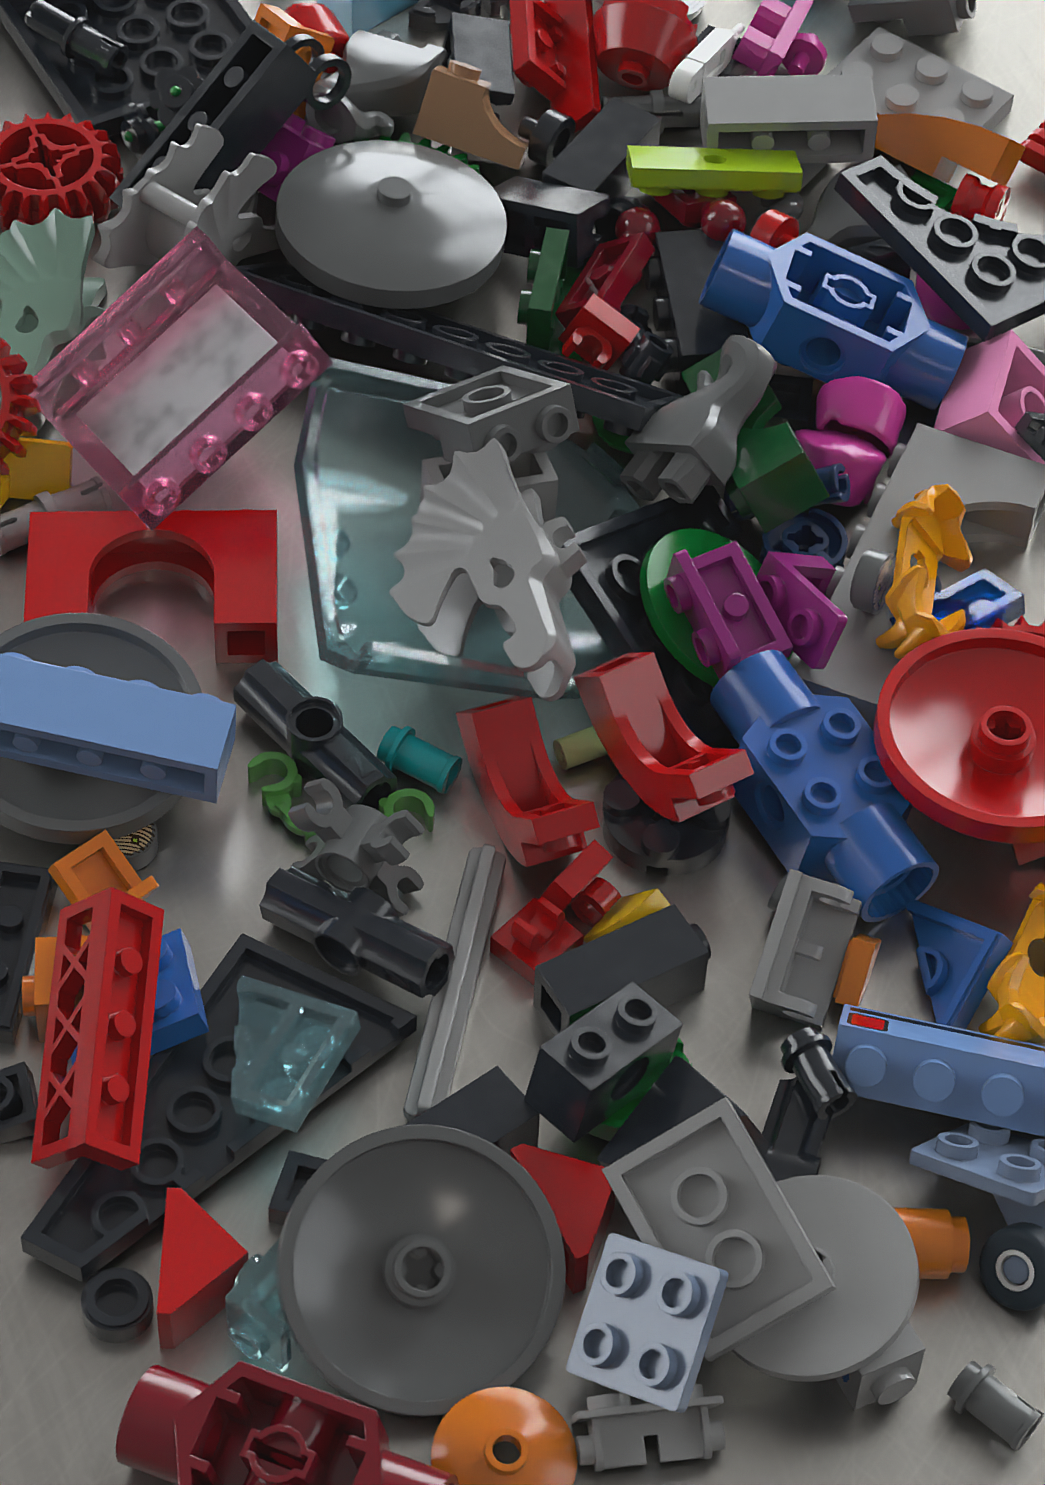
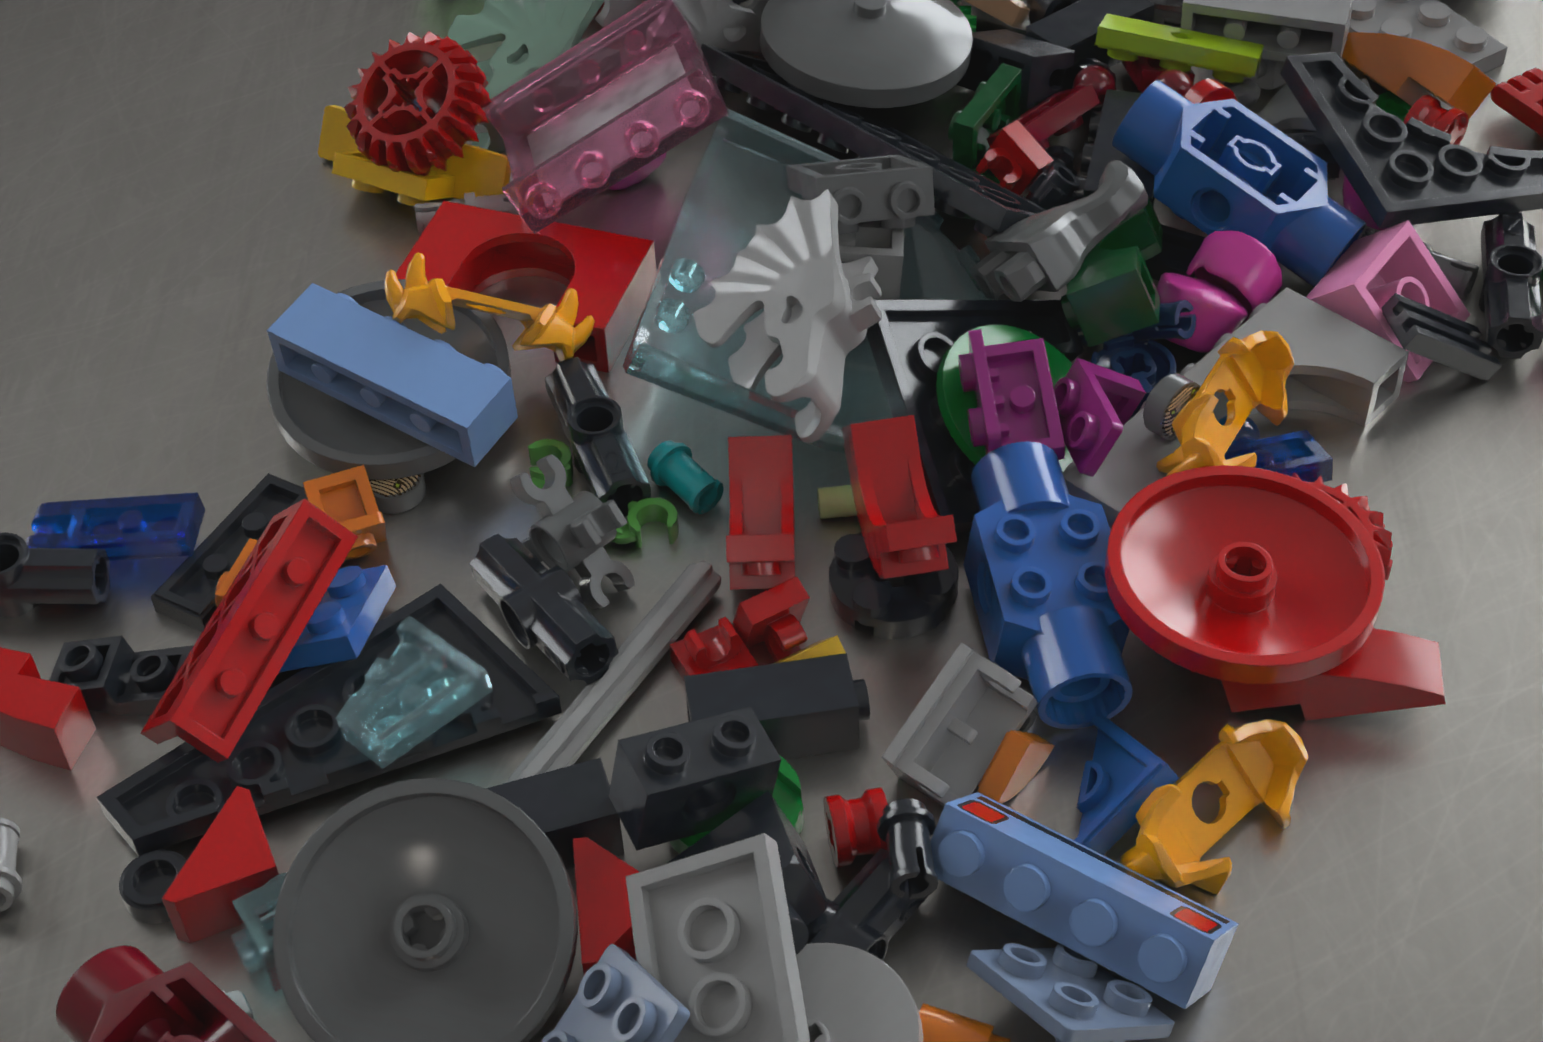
camera: 25 degrees right, 5 degrees down
(118, 639) = (433, 302): none -> light orange piece
(747, 1064) = (853, 825): none -> red wheel

